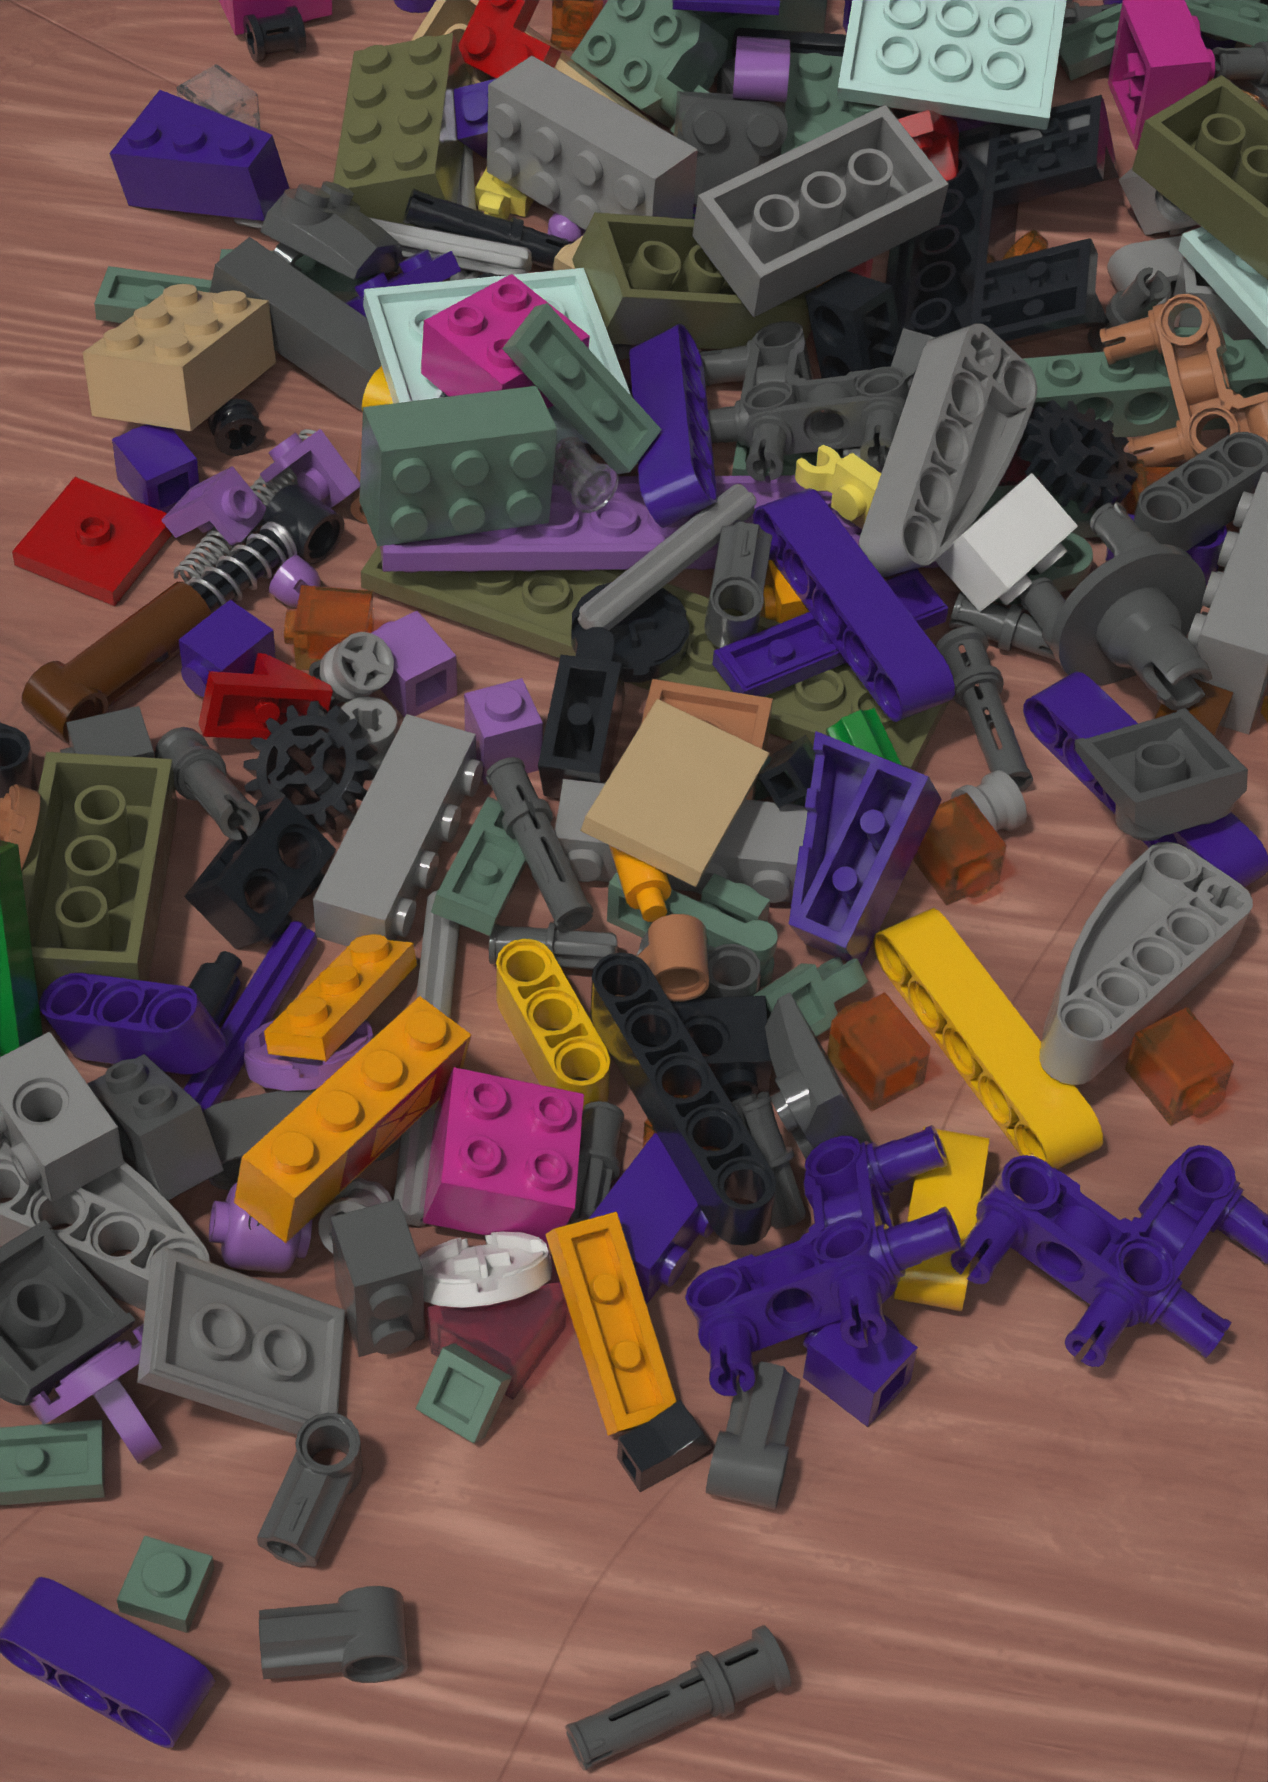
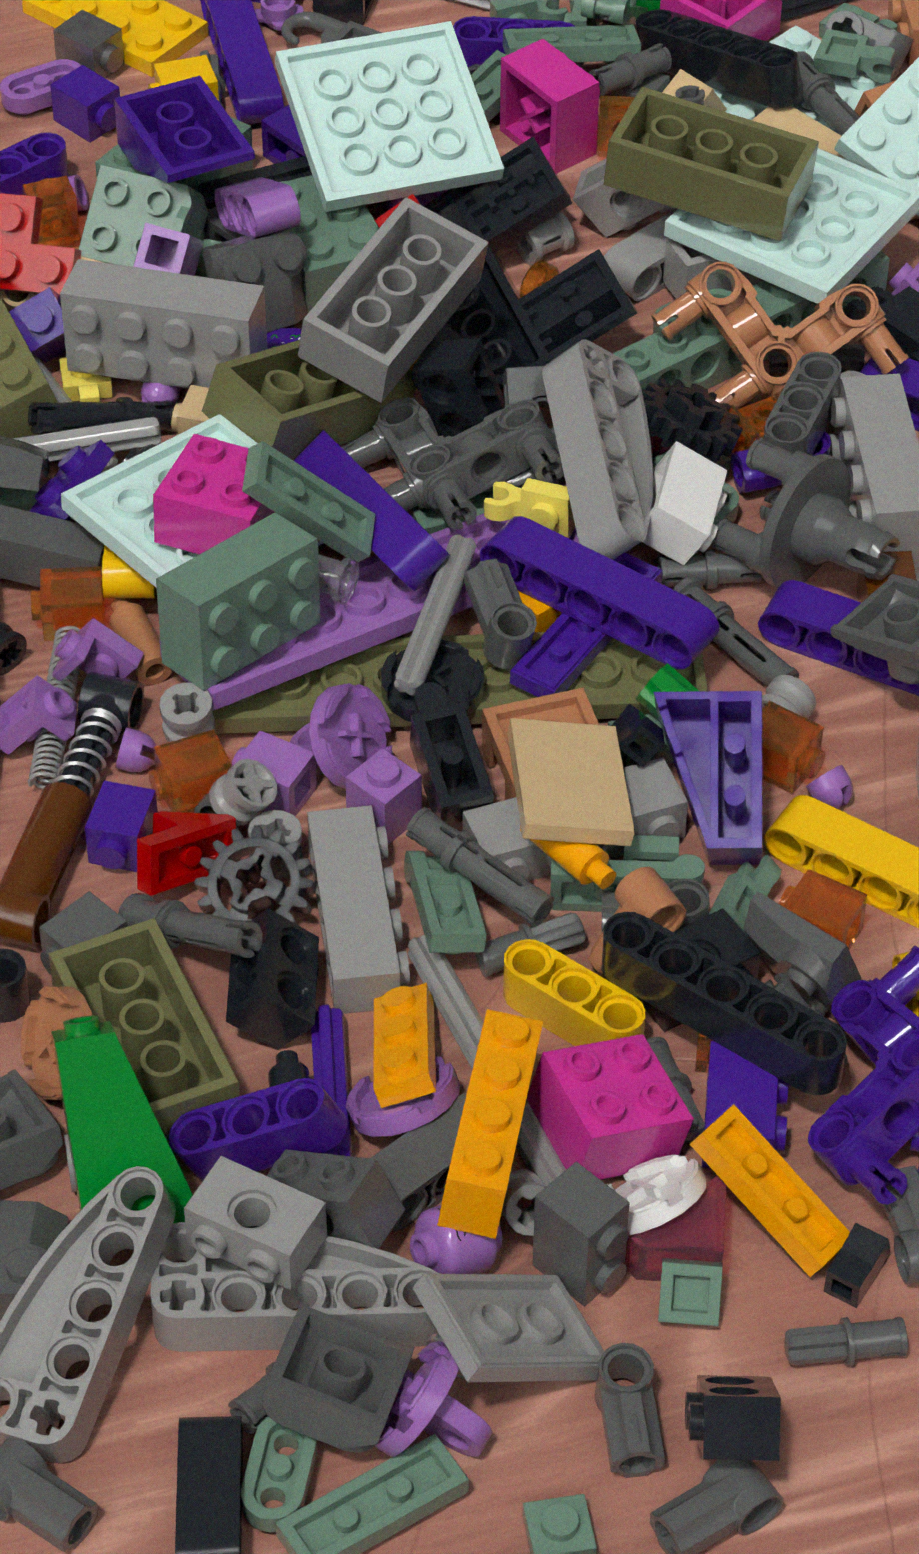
camera: 25 degrees left, 5 degrees down
(329, 402) = (68, 599): none -> clear orange brick
(341, 558) = (177, 711): none -> light grey wheel
(400, 1552) = (734, 1417): none -> black brick
(505, 641) = (344, 730): none -> medium lavender tile
(594, 1524) = (846, 1341): none -> dark grey axle
(640, 85) = (168, 250): none -> medium lavender brick
(985, 916) = (832, 787): none -> medium lavender hinge
(1071, 211) = (545, 238): none -> light grey bush
(1132, 303) = (650, 295): dark grey pin -> none

